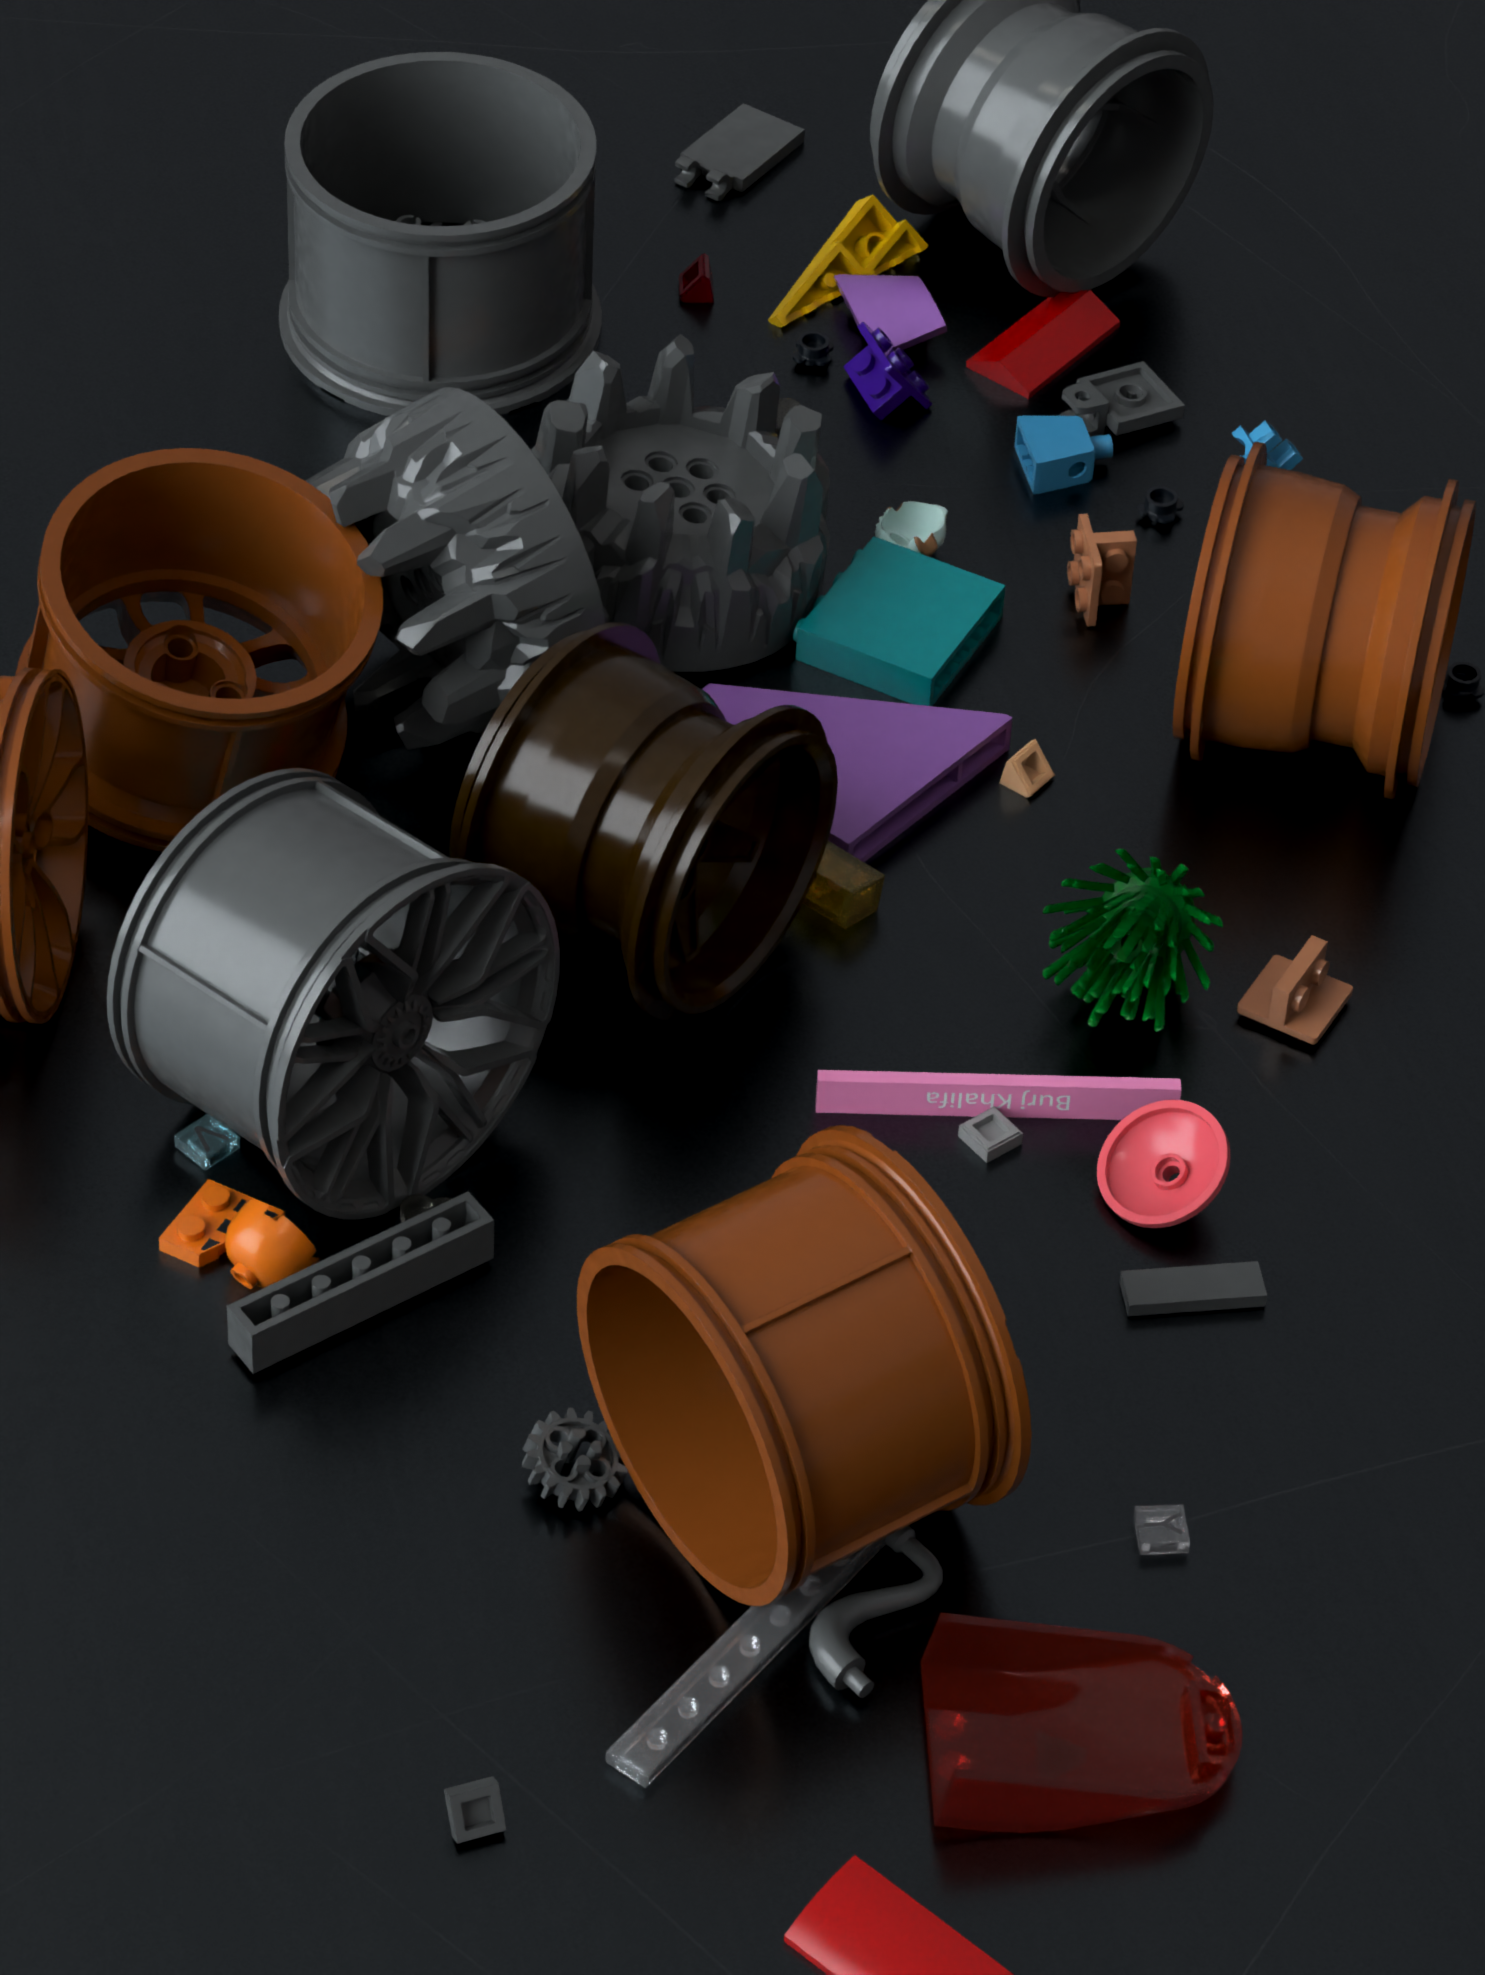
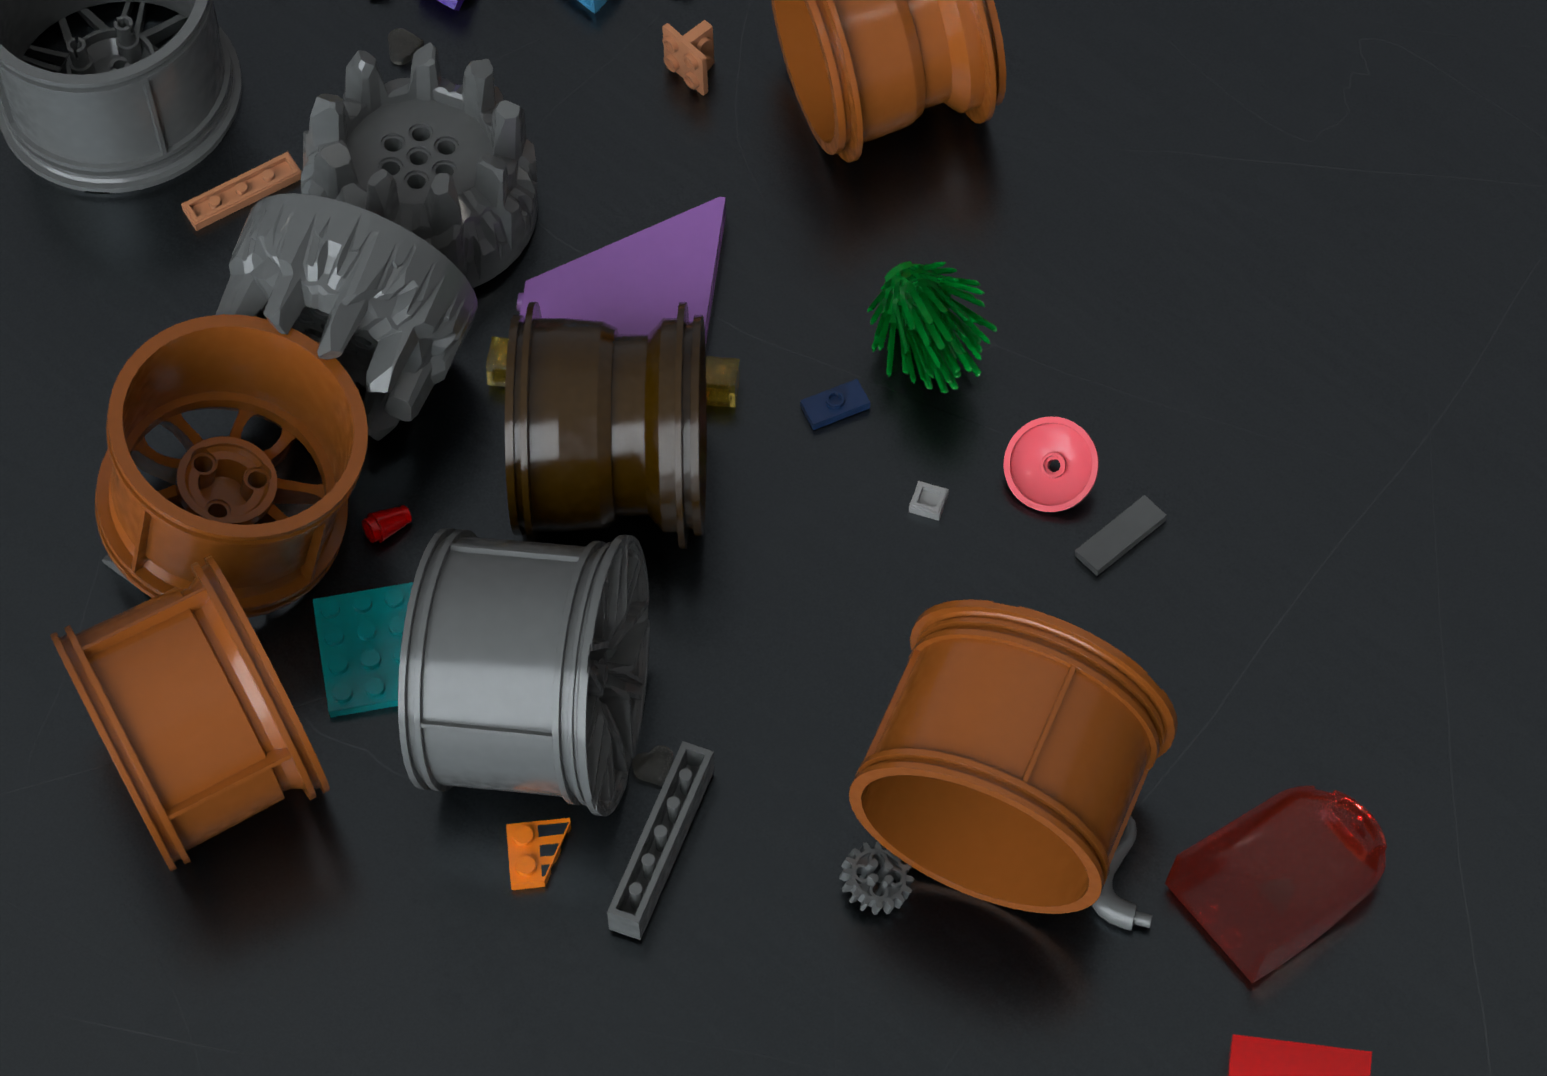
camera: 30 degrees left, 15 degrees up
(207, 1141) = (480, 801): clear light blue tile -> none
(265, 1247) = (587, 854): orange cylinder -> none
(726, 1671) = (1061, 988): clear tile -> none
(899, 622) = (595, 162): teal brick -> none
(914, 526) = (553, 89): light aqua hair -> none
(965, 985) = (835, 404): none -> dark blue plate
(975, 1093) = (920, 469): bright pink tile -> none
(1027, 770) = (753, 227): light nougat slope -> none
(1161, 1529) = (1224, 708): clear tile -> none
(1297, 994) = (1028, 295): nougat bracket -> none

